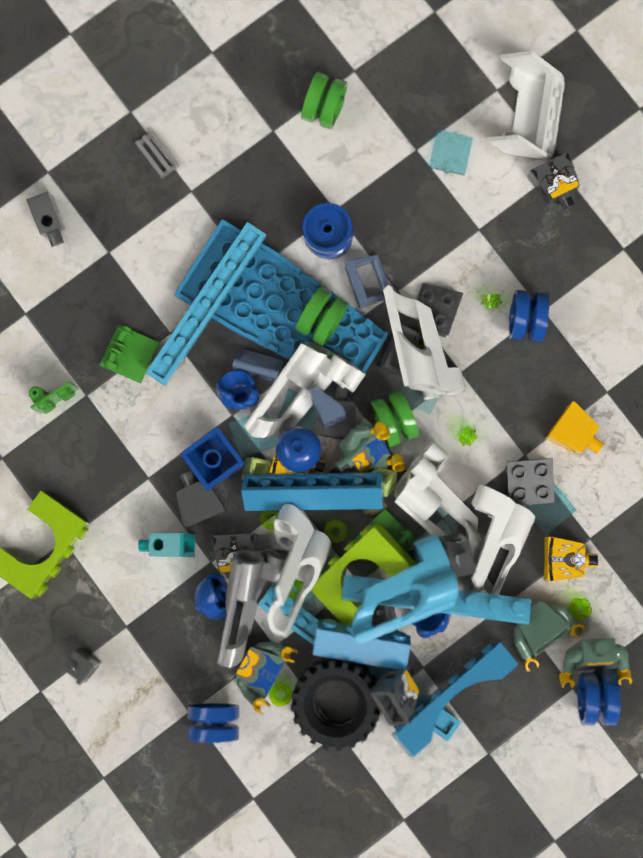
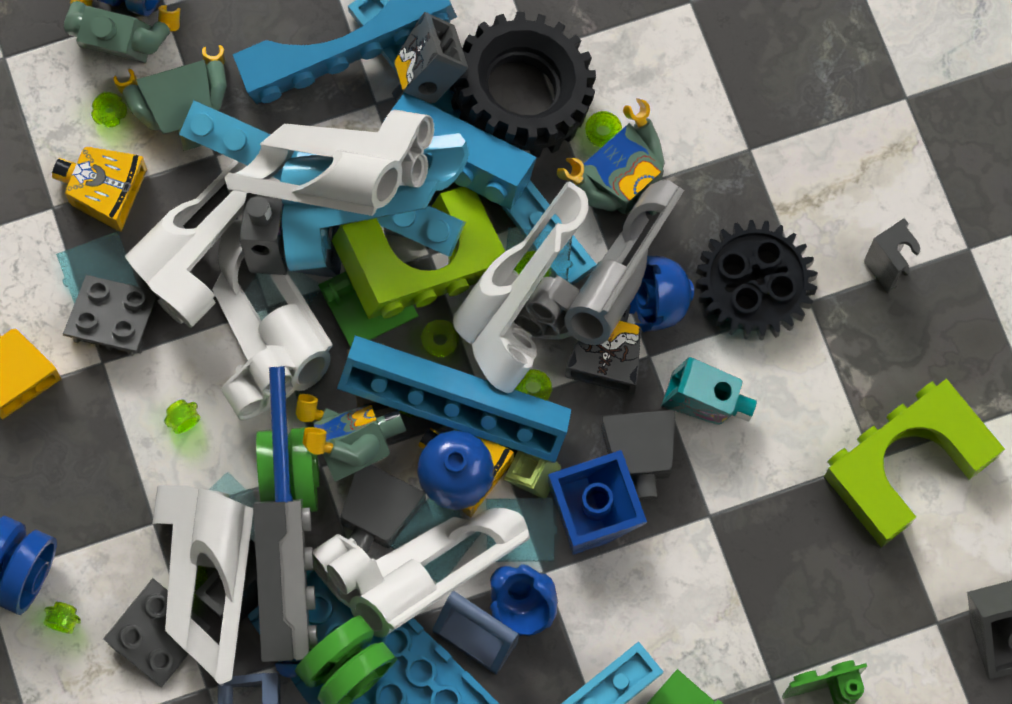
camera: 165 degrees left, 10 degrees down
(172, 643) = (769, 309): none -> black gear
(213, 722) = (716, 113): blue wheel -> none
(328, 410) = (387, 508): sand blue tile -> none
(379, 365) = (282, 554): none -> piece
(389, 479) = (331, 396): yellowish green slope -> none
(408, 600) = (363, 169): none -> white panel

